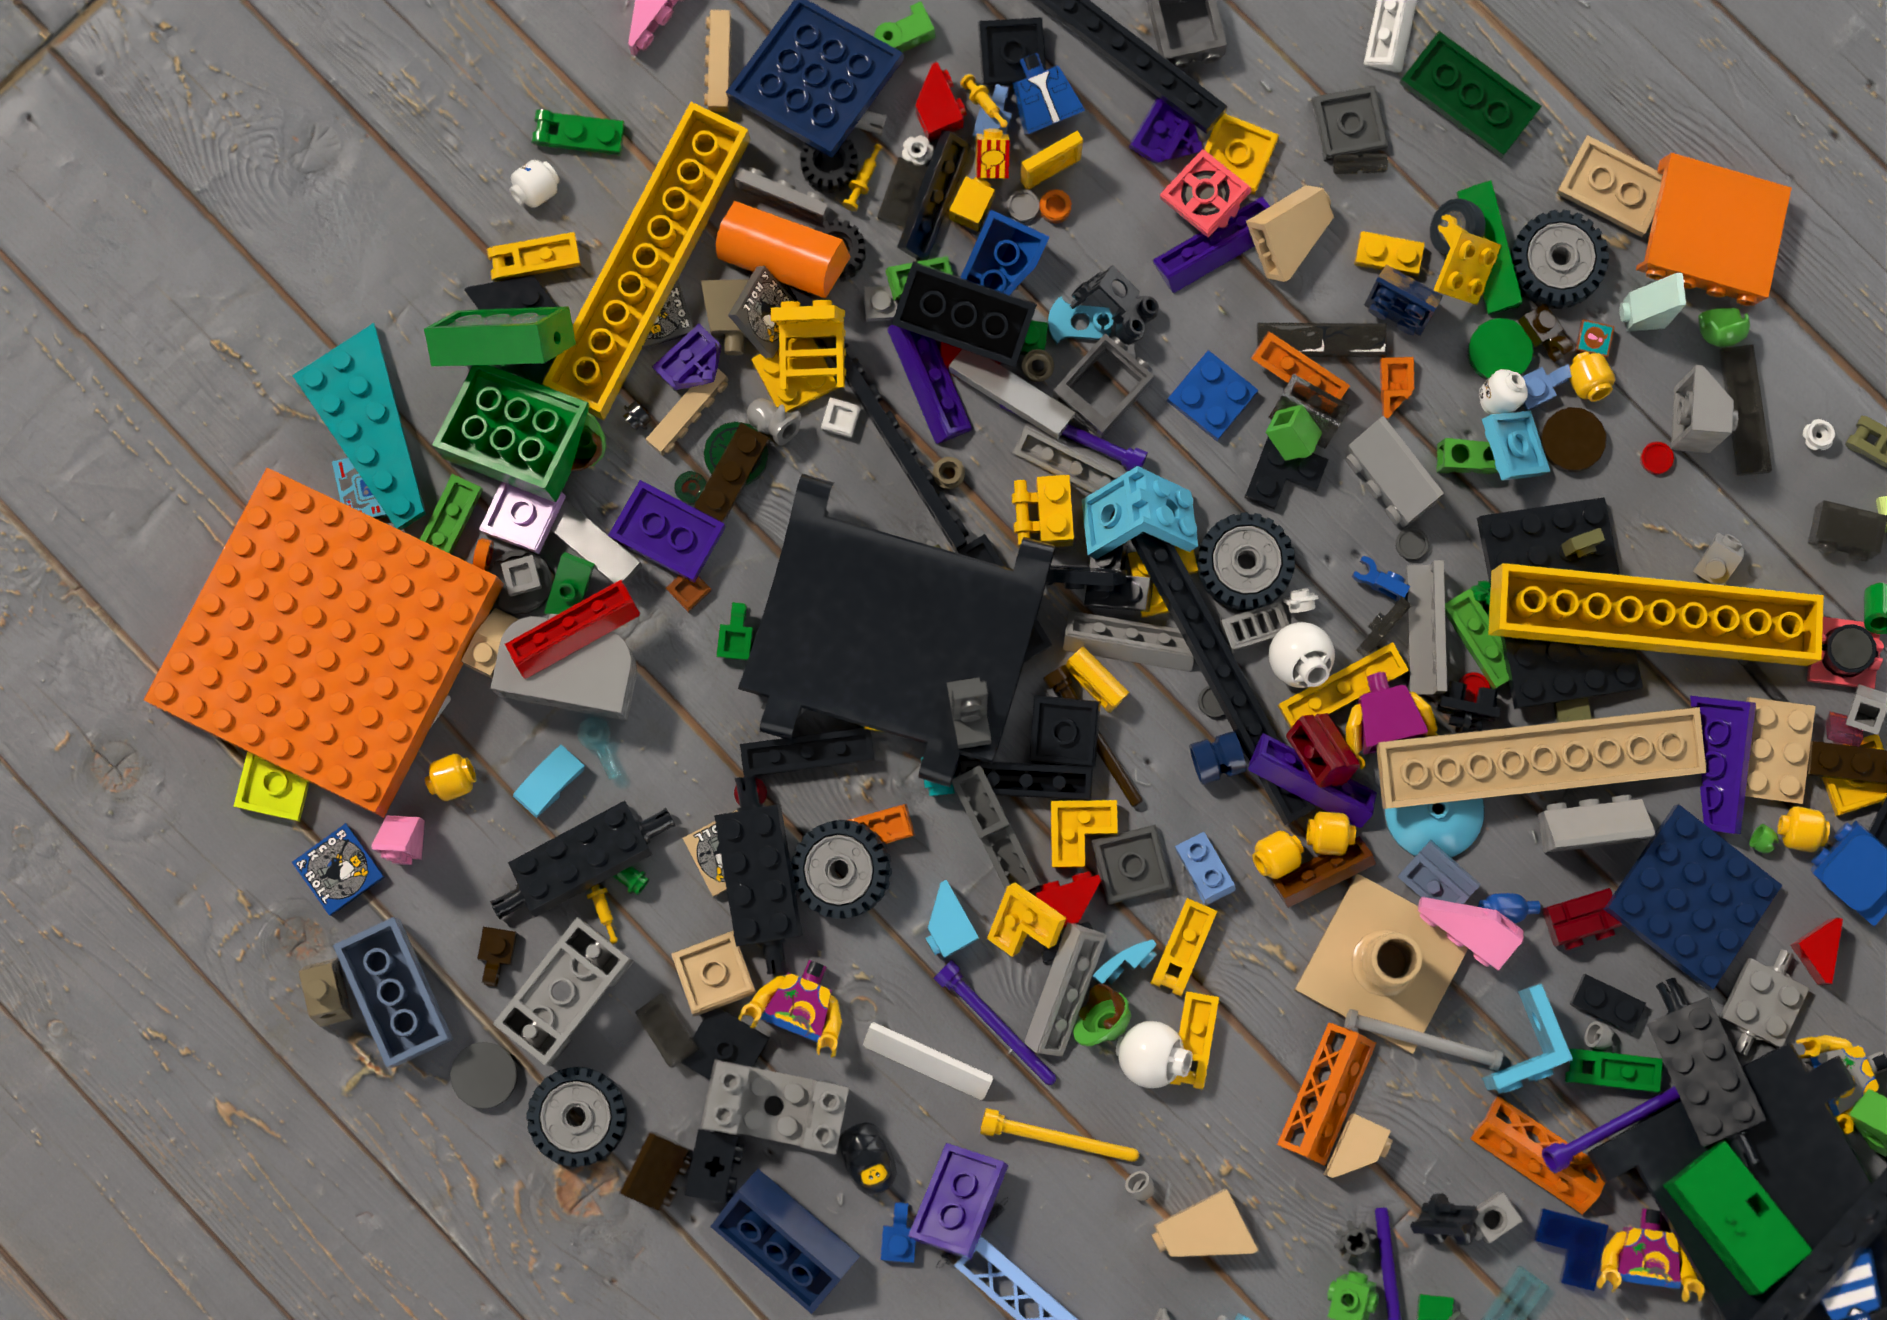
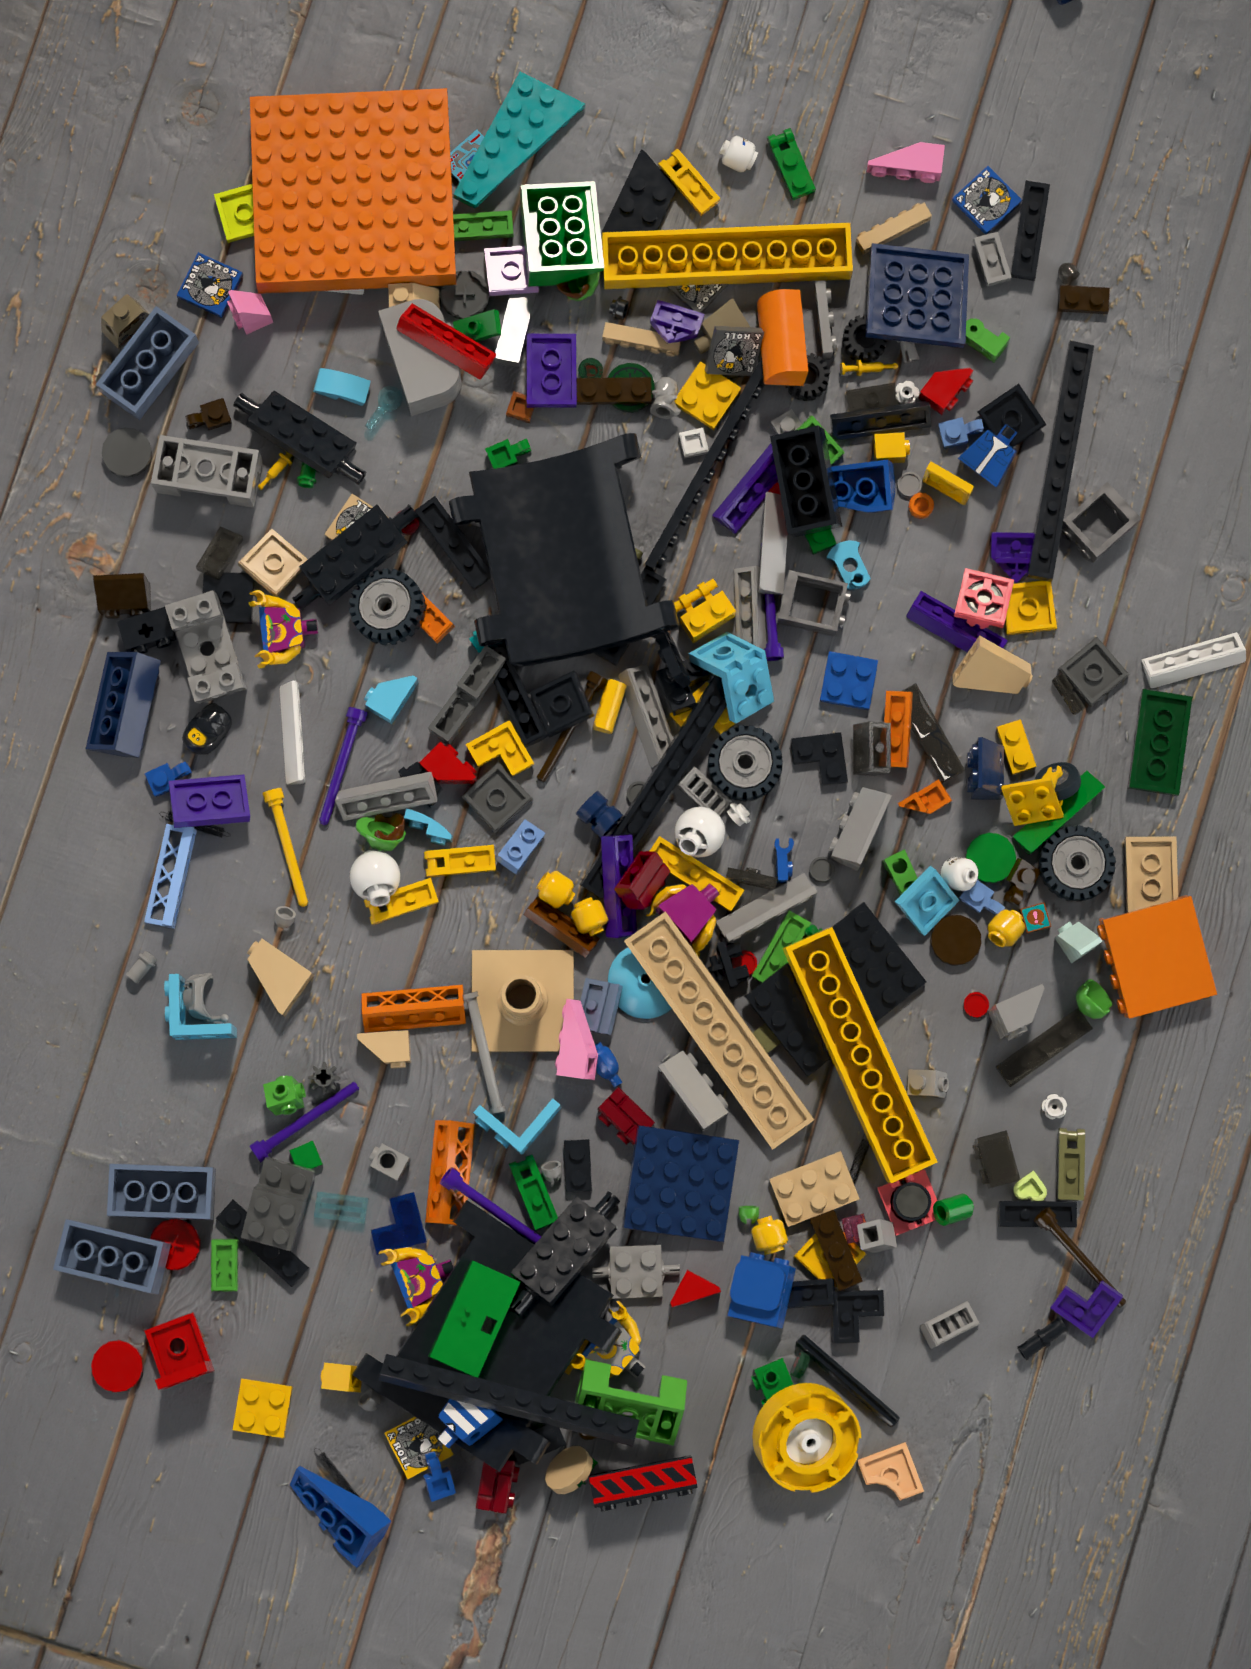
camera: 60 degrees right, 0 degrees up
(450, 777) = (309, 321): yellow head -> none
(483, 553) = (468, 260): orange tile -> none
(500, 336) = (617, 187): green brick -> none
(521, 575) = (467, 292): light grey plate -> none
(550, 1112) = (137, 544): wheel -> none
(810, 322) = (744, 385): yellow plate -> none
(948, 463) = (695, 526): dark tan plate -> none
(969, 712) = (537, 626): dark grey bracket -> none
(979, 95) = (968, 412): yellow piece -> none
(992, 154) = (930, 442): brick -> none
(1023, 915) = (419, 741): yellow plate -> none
(1038, 375) = (796, 552): dark tan plate -> none
(1132, 311) = (874, 591): black piece -> none
(1294, 432) = (849, 745): bright green brick -> none
(1443, 1218) = (369, 1128): black hips -> none
(1583, 544) = (882, 980): olive plate -> none
(1727, 748) = (798, 1152): dark purple wing -> none

